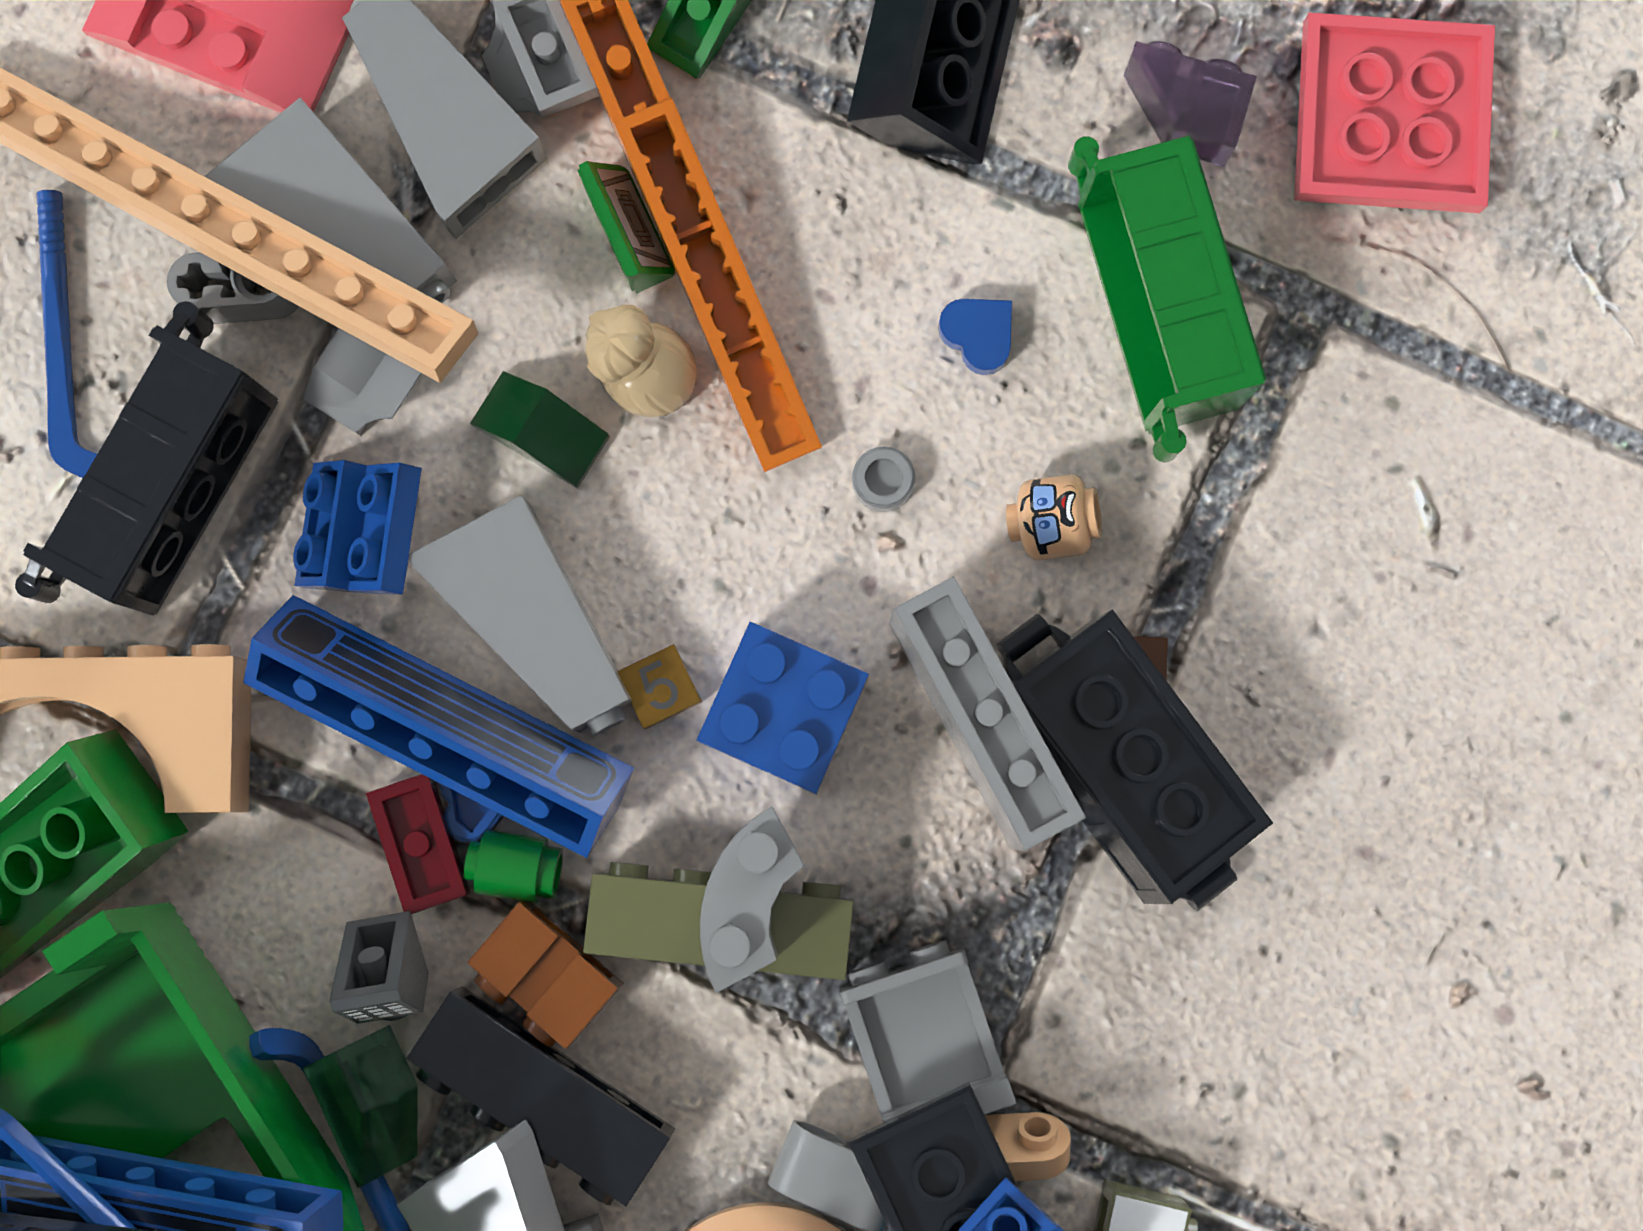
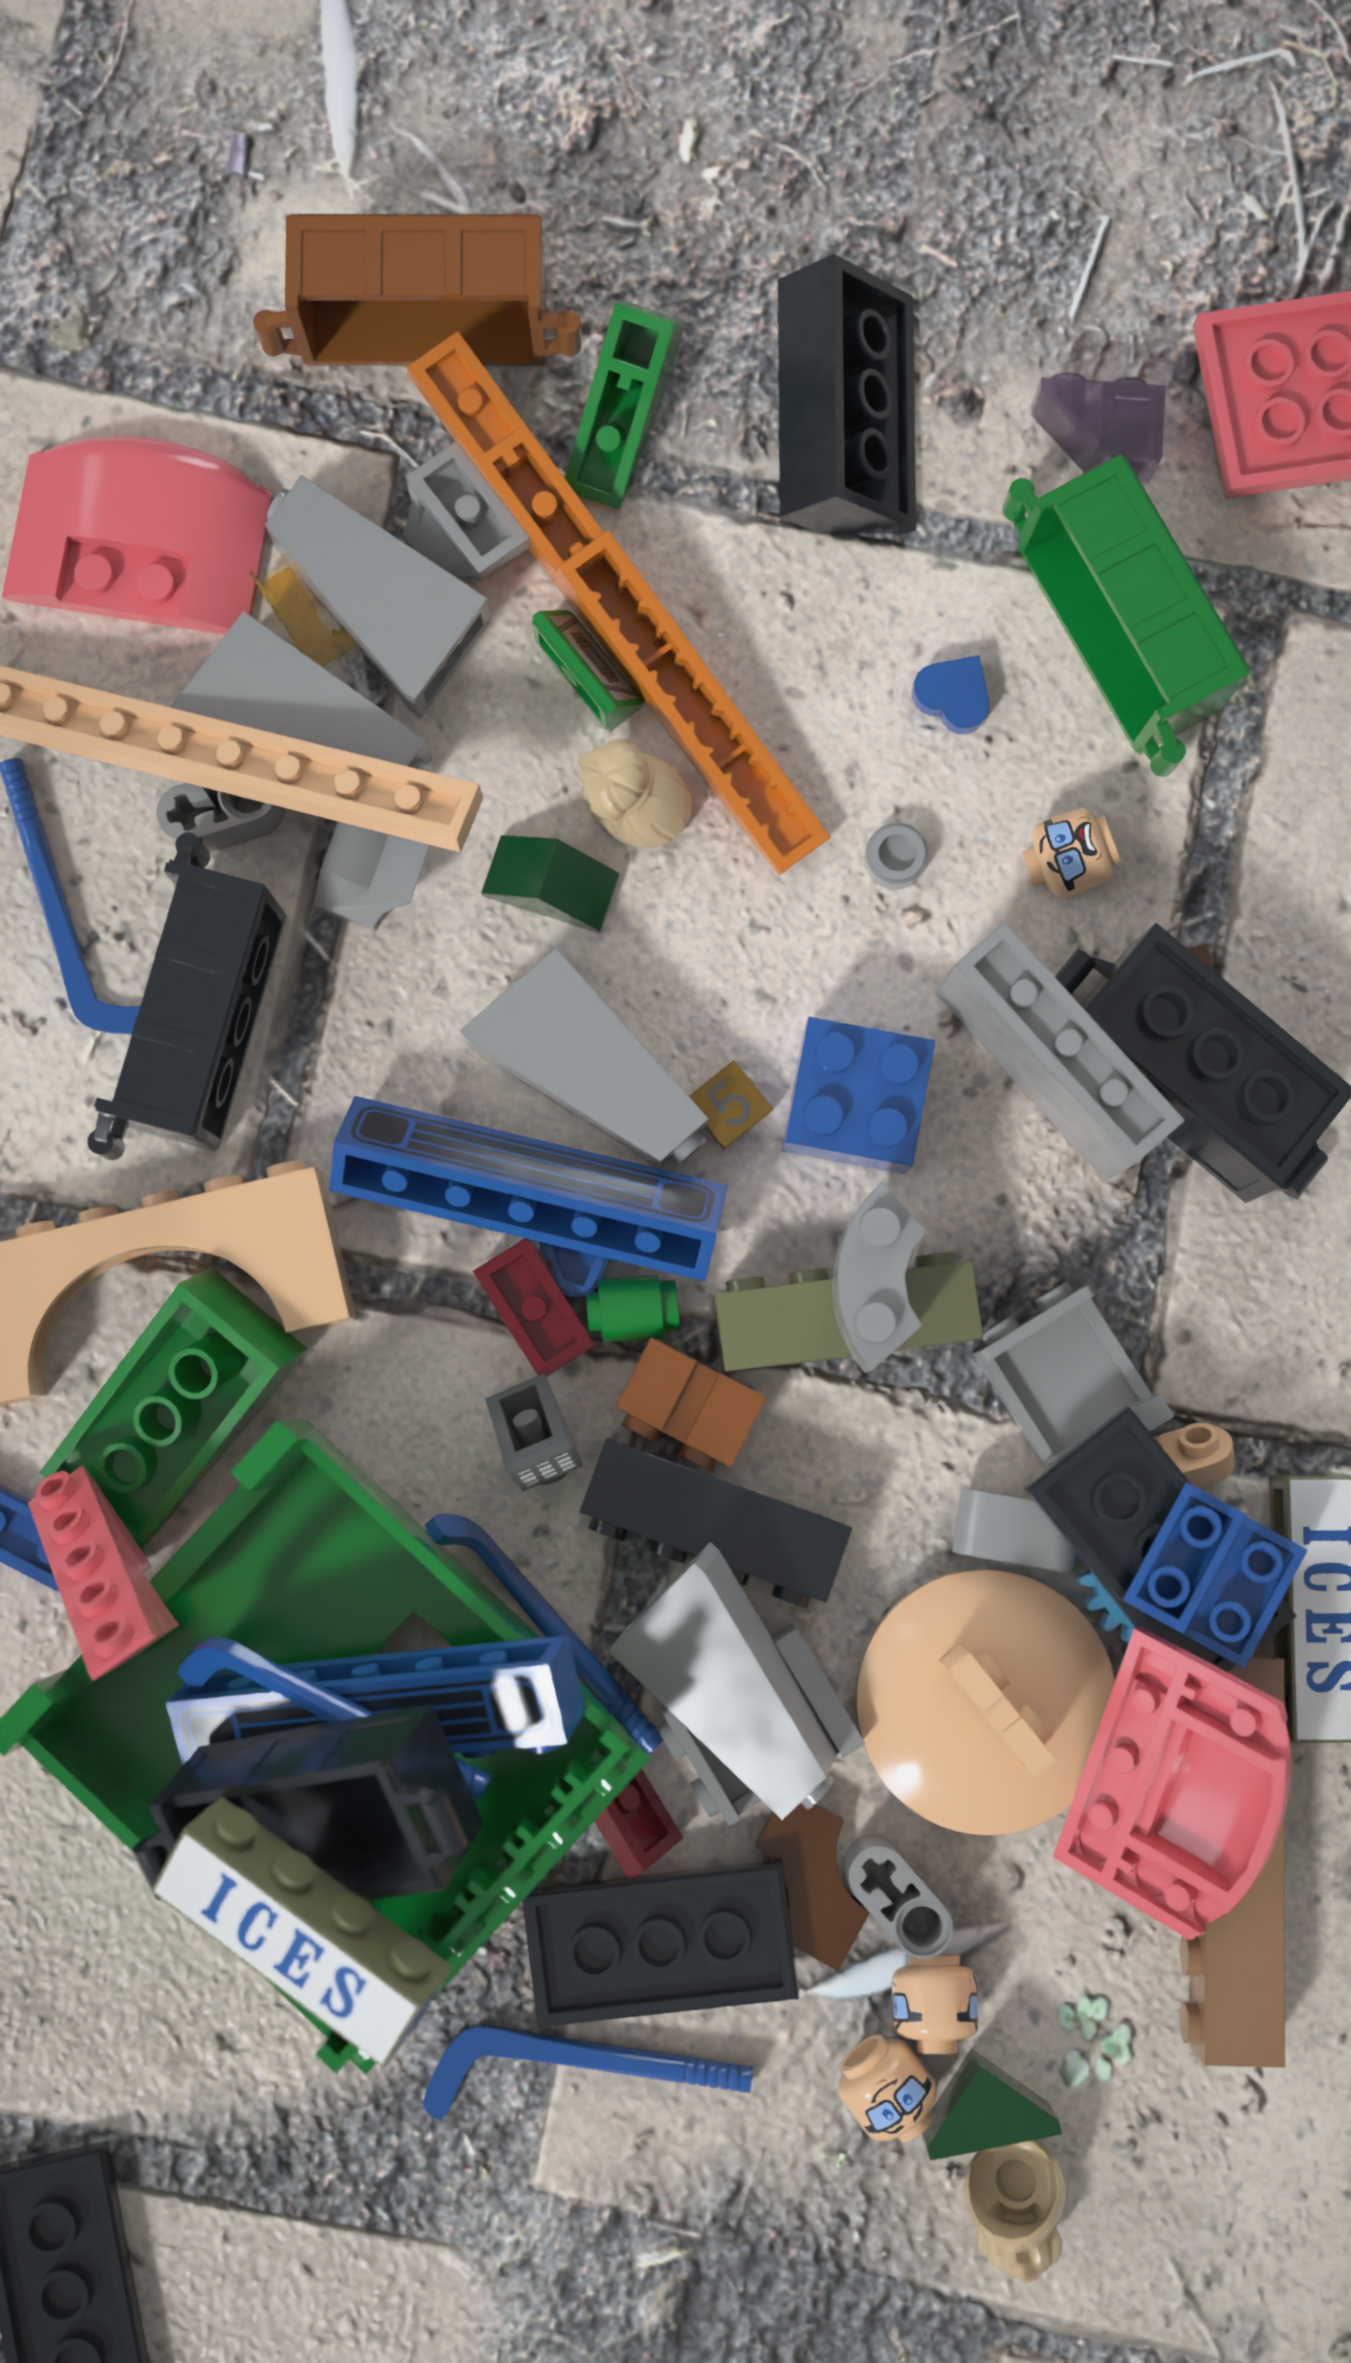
camera: 20 degrees left, 0 degrees up
(357, 527) = (400, 1016): blue slope -> none
(363, 107) = (292, 604): none -> clear yellow piece
(369, 1104) = (550, 1564): clear green slope -> none

